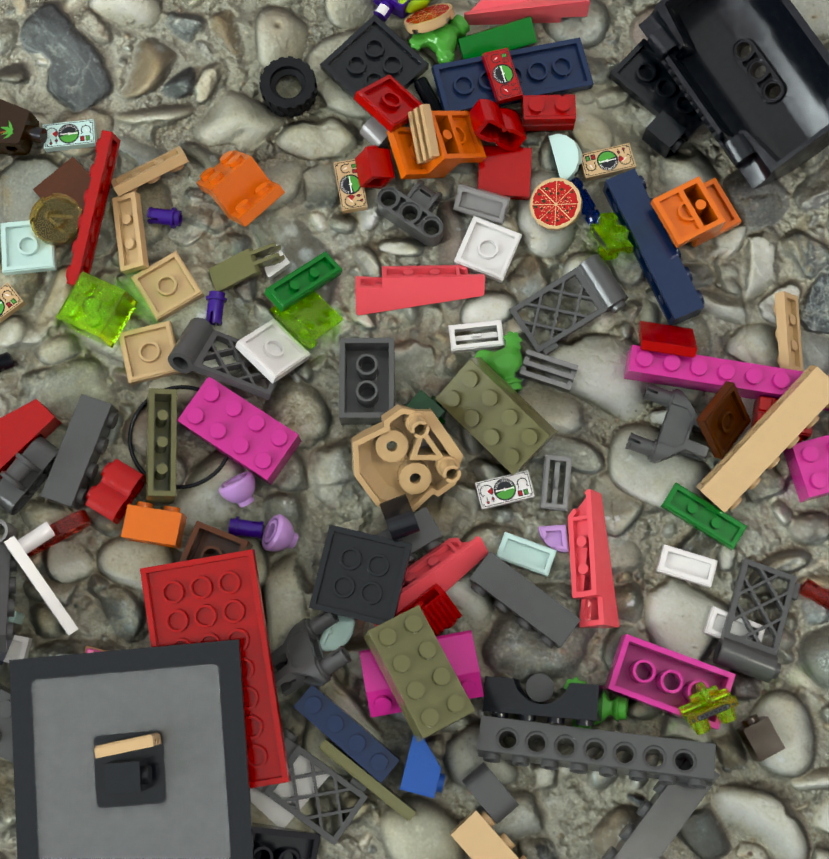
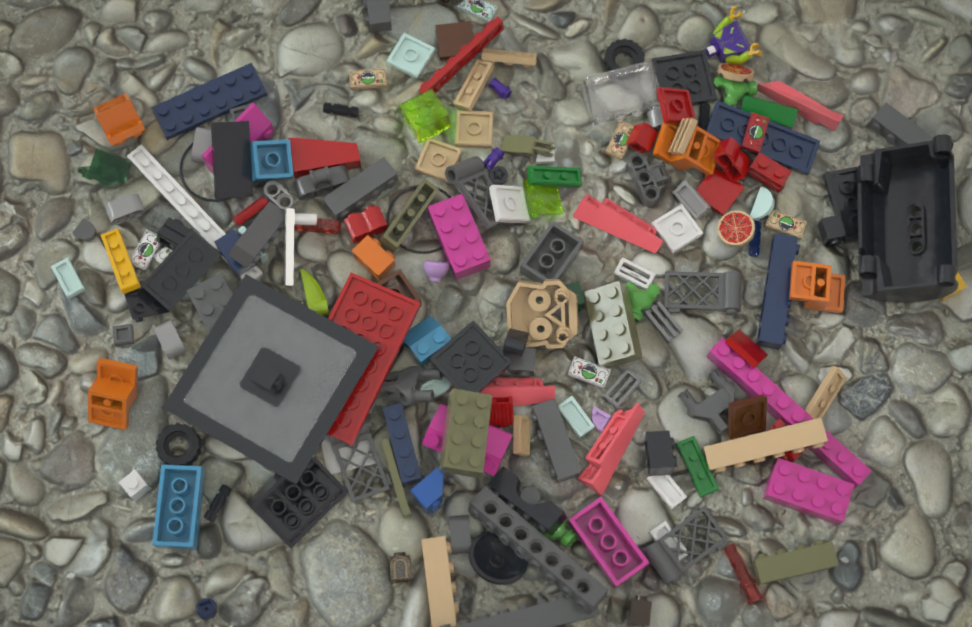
camera: 30 degrees right, 5 degrees down
(55, 219) = (436, 50): clear yellow tile -> none
(113, 622) = (314, 295): none -> lime piece
(127, 745) = (278, 361): tan tile -> none
(235, 324) = (498, 175): none -> black tile
(239, 187) = (554, 98): orange bracket -> none
(246, 528) = (425, 294): dark purple pin -> none
(279, 534) = (441, 309): lavender brick -> none
(288, 583) = (426, 340): none -> dark azure slope
(313, 129) = (621, 93): none -> clear windscreen
(480, 621) = (521, 436): none -> tan tile
(536, 786) = (488, 550): none -> black dish
(610, 236) = (755, 268): clear neon green hips -> none
(654, 531) = (659, 453): none -> black brick
(708, 703) = (628, 570): clear neon green hips -> none

